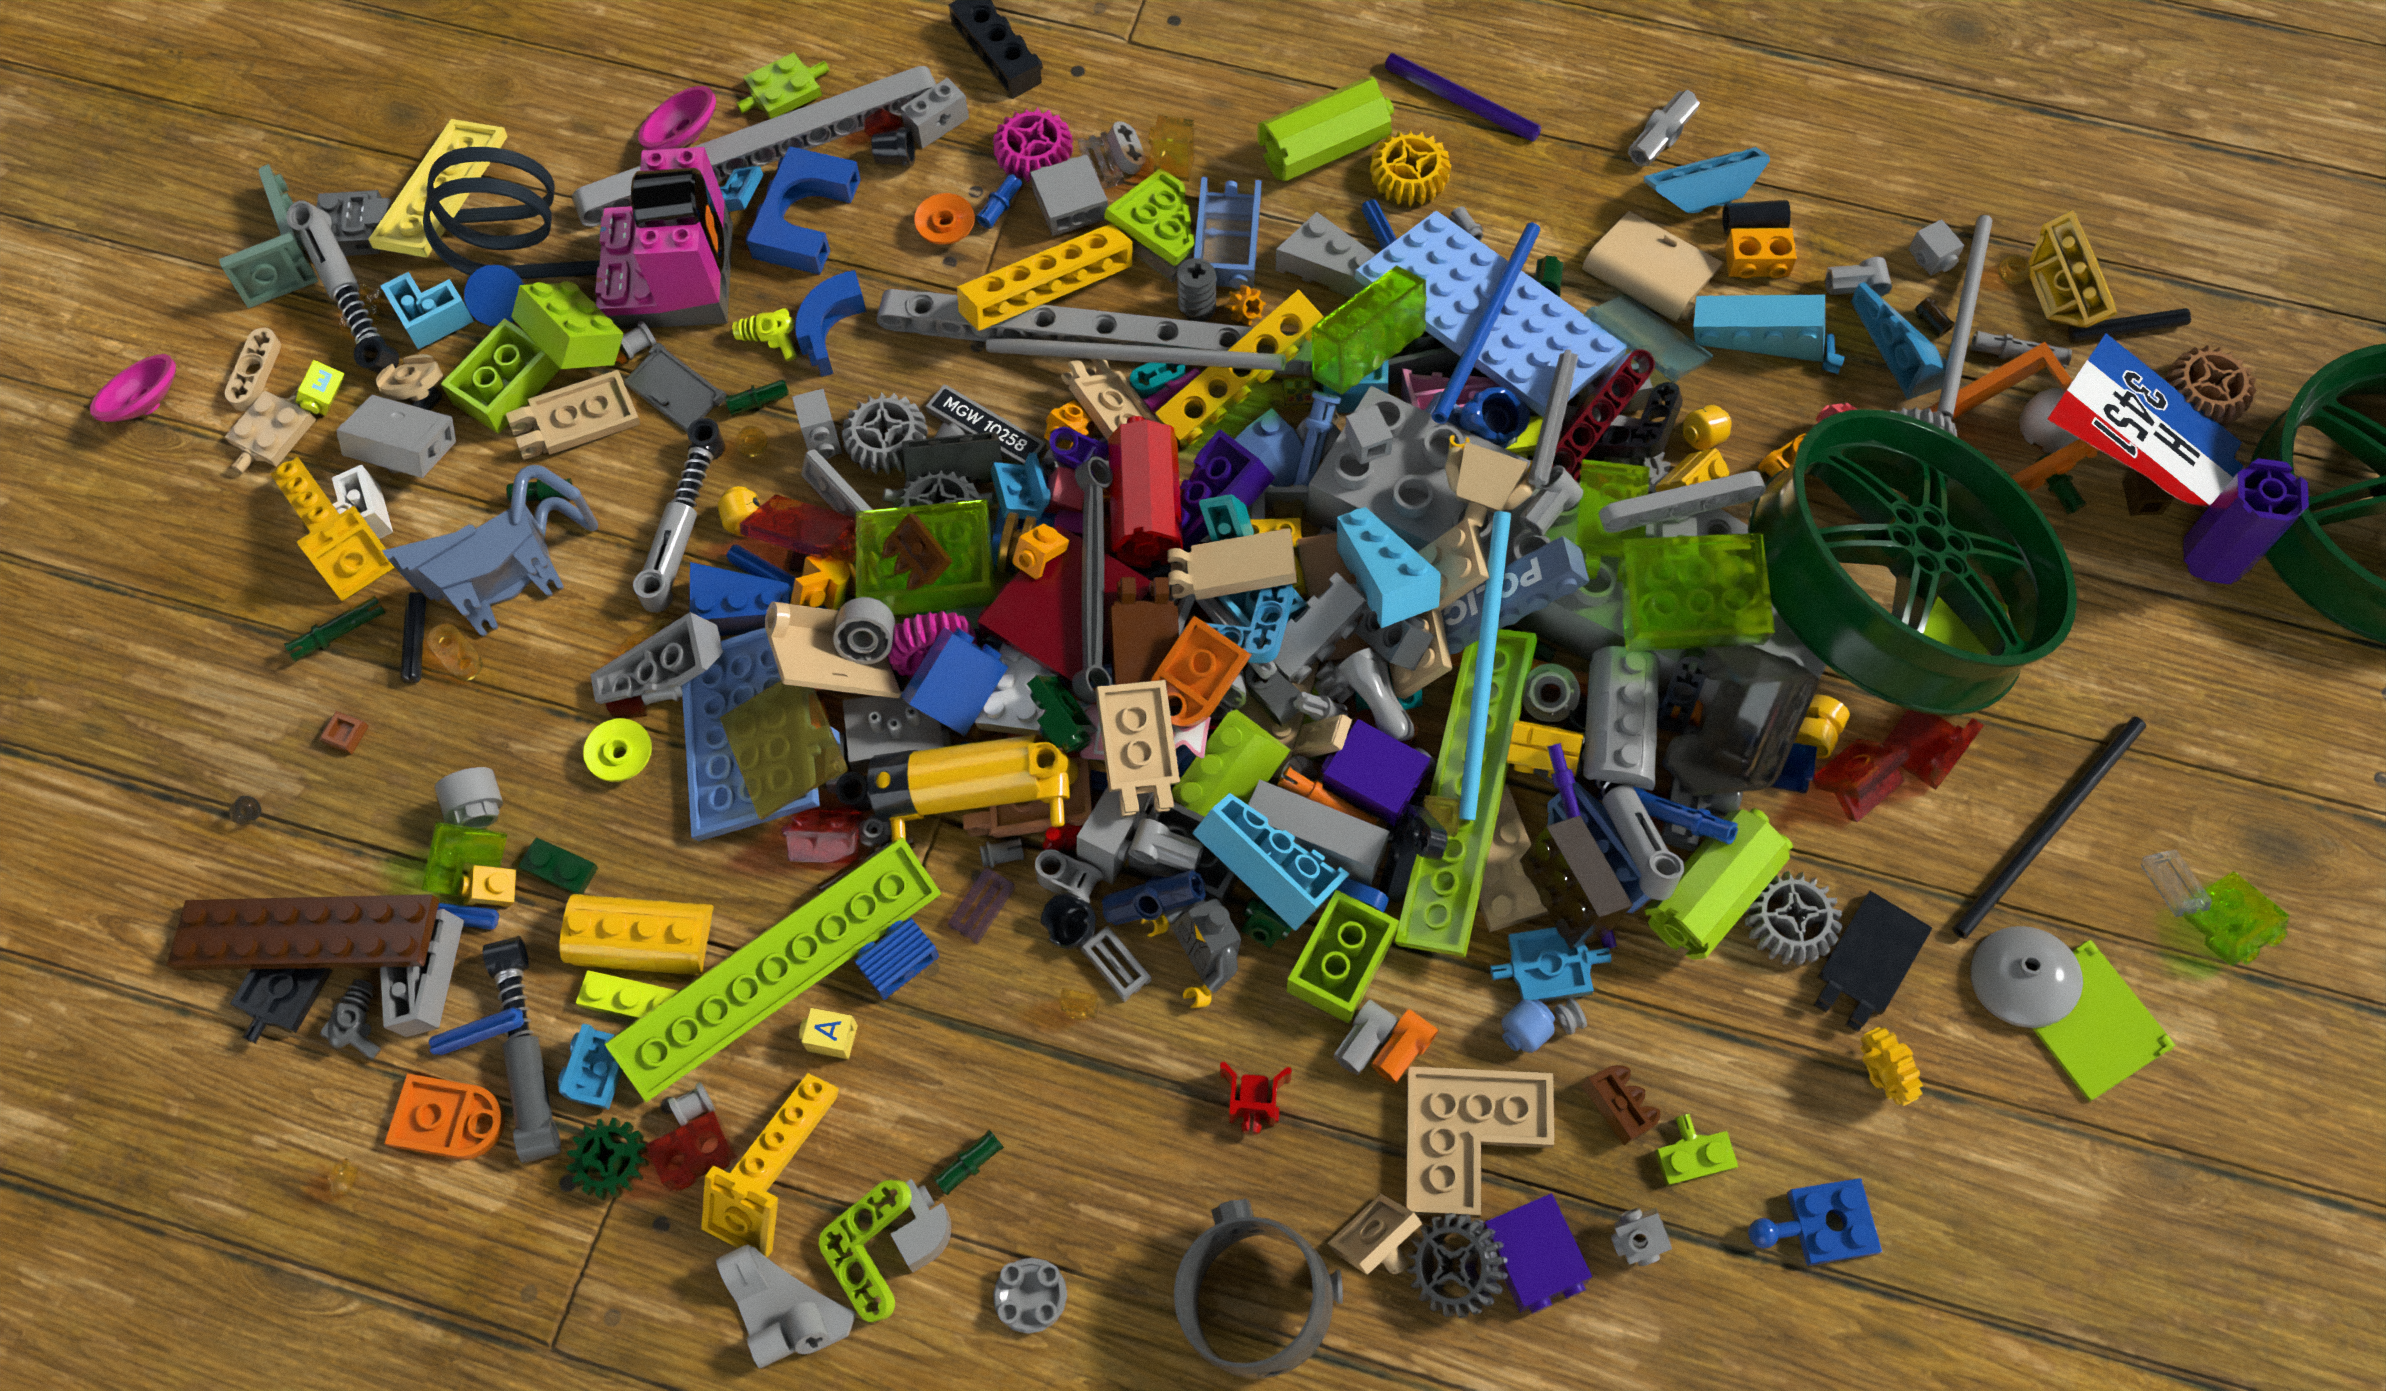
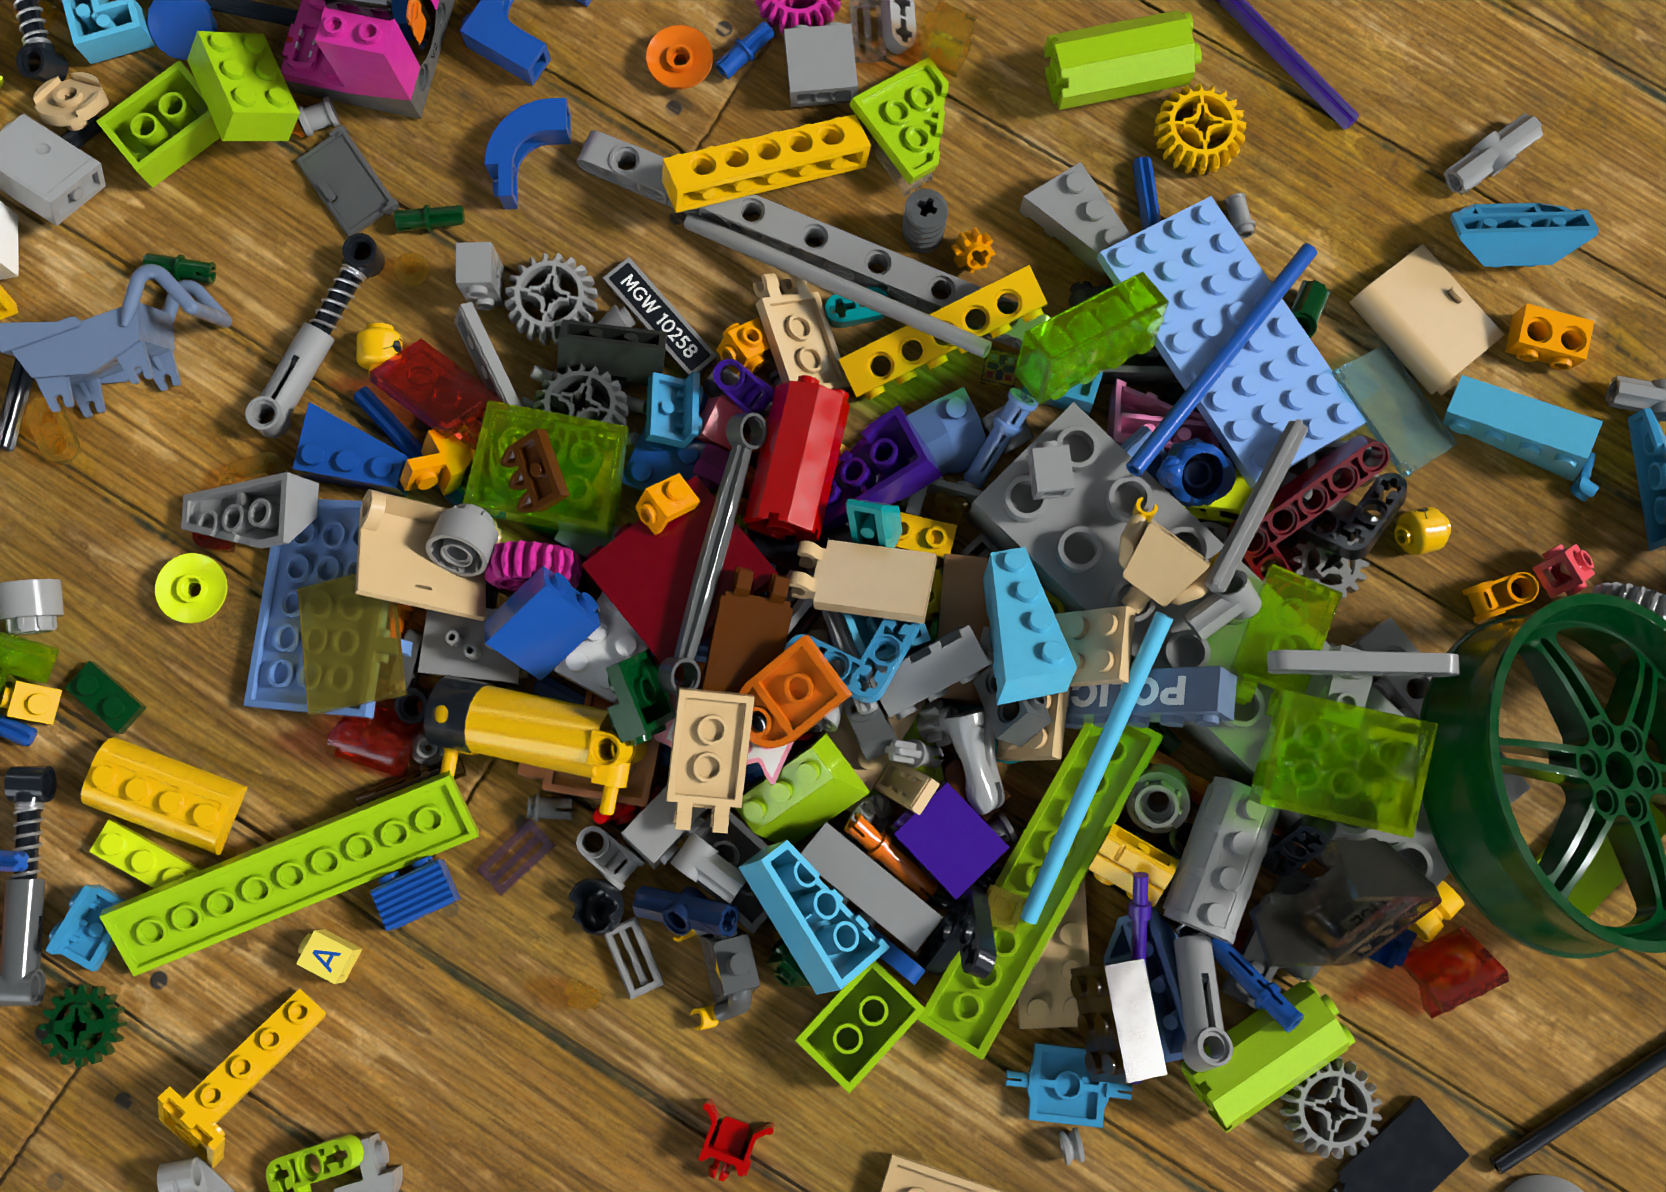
camera: 10 degrees right, 15 degrees up
(573, 415) = (235, 188): tan tile -> none
(689, 1142) = (165, 1036): clear red brick -> none
(691, 1104) = (177, 991): light grey bush -> none
(769, 328) = (459, 139): neon yellow piece -> none
(968, 1162) = (432, 1127): dark green pin -> none
(1010, 539) = (649, 471): pearl gold head -> none
(1171, 388) = (865, 333): magenta pin -> none
(1229, 233) = (978, 157): door -> none
(1370, 1029) = (866, 1104): light grey piece -> none
(1409, 1038) = (903, 1124): orange piece -> none
(1528, 1026) = (1024, 1146): medium blue head -> none
(1695, 469) = (1386, 593): yellow brick -> none
(1756, 215) = (1559, 291): black pin -> none
(1931, 744) = (1535, 975): clear red bracket -> none

